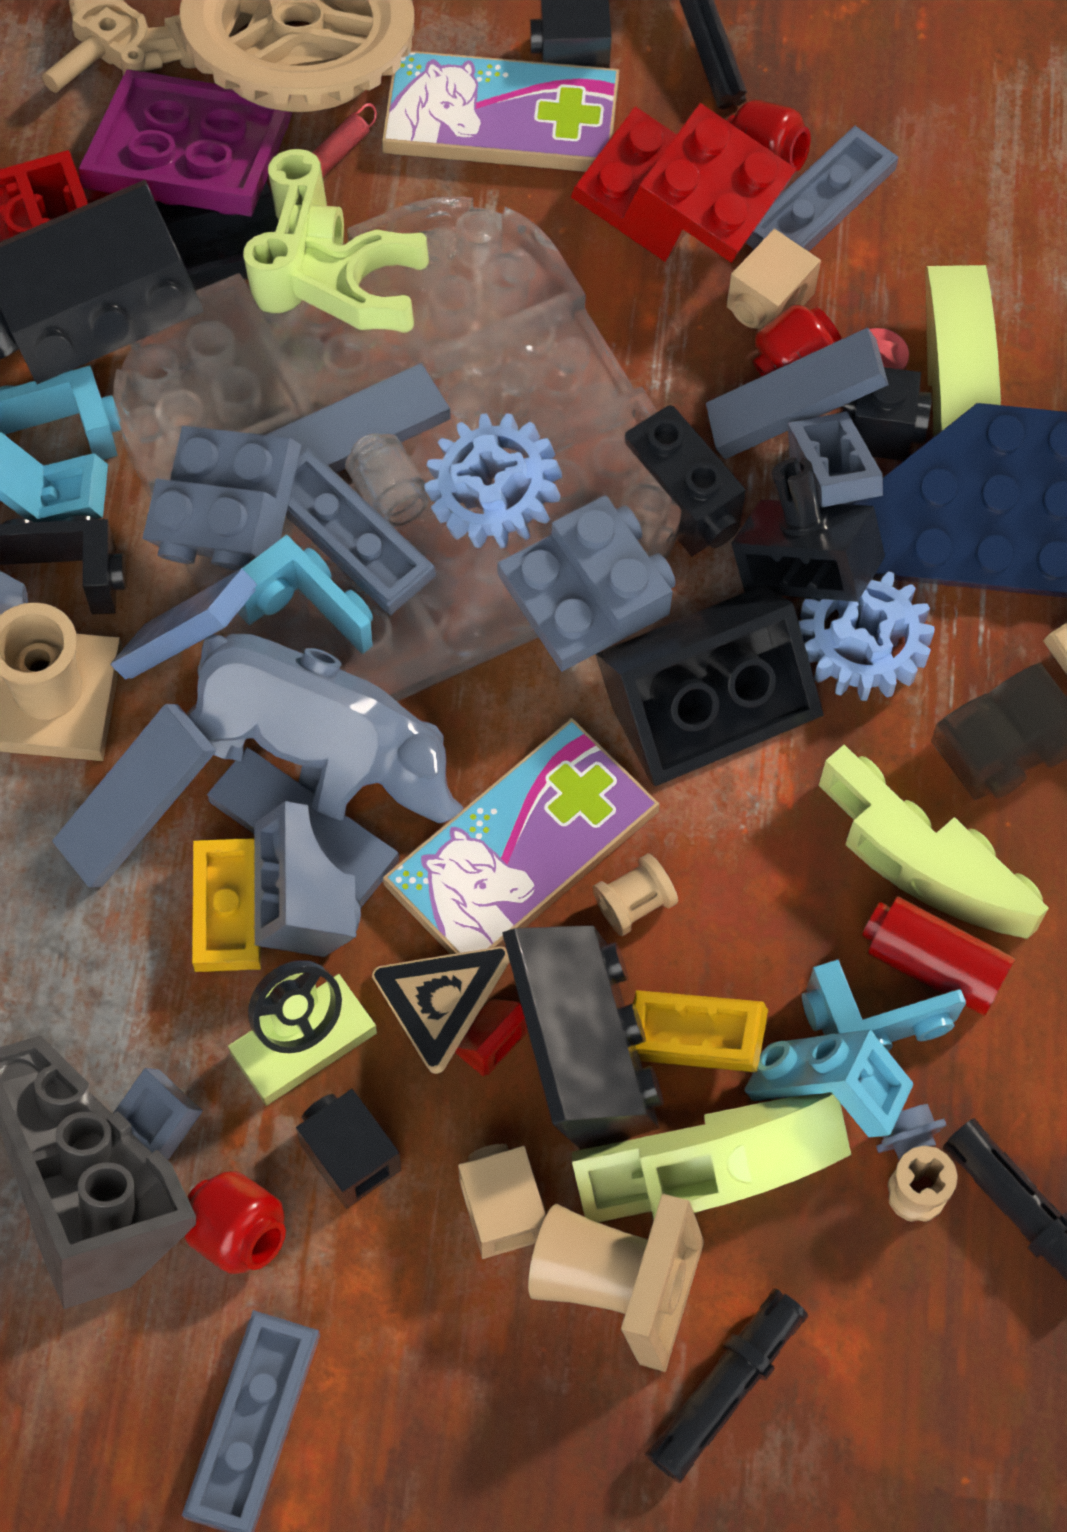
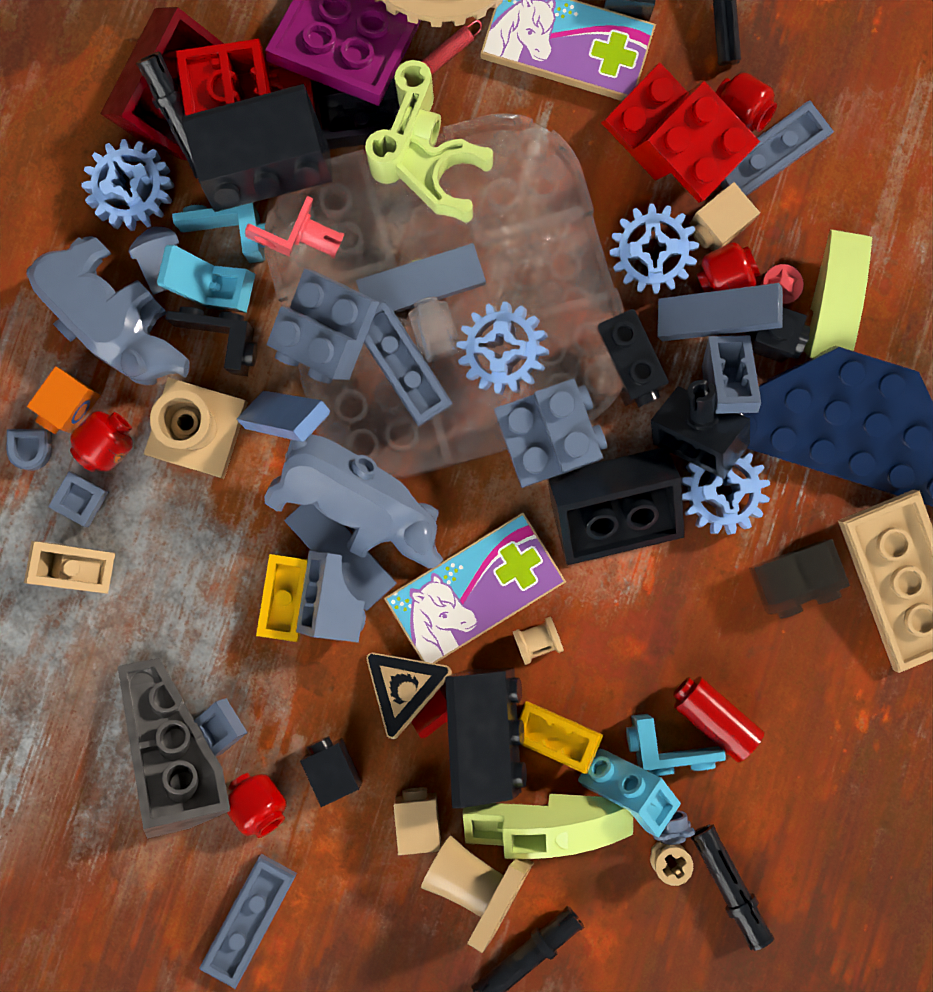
camera: 10 degrees right, 20 degrees up
(134, 795) = (235, 522): sand blue tile -> none
(172, 380) = (304, 231): none -> coral bracket
(289, 568) = (342, 399): medium azure bracket -> none
(298, 1028) = (316, 692): yellowish green piece -> none
(703, 327) = (674, 248): none -> light blue gear
(943, 869) = (736, 660): yellowish green slope -> none

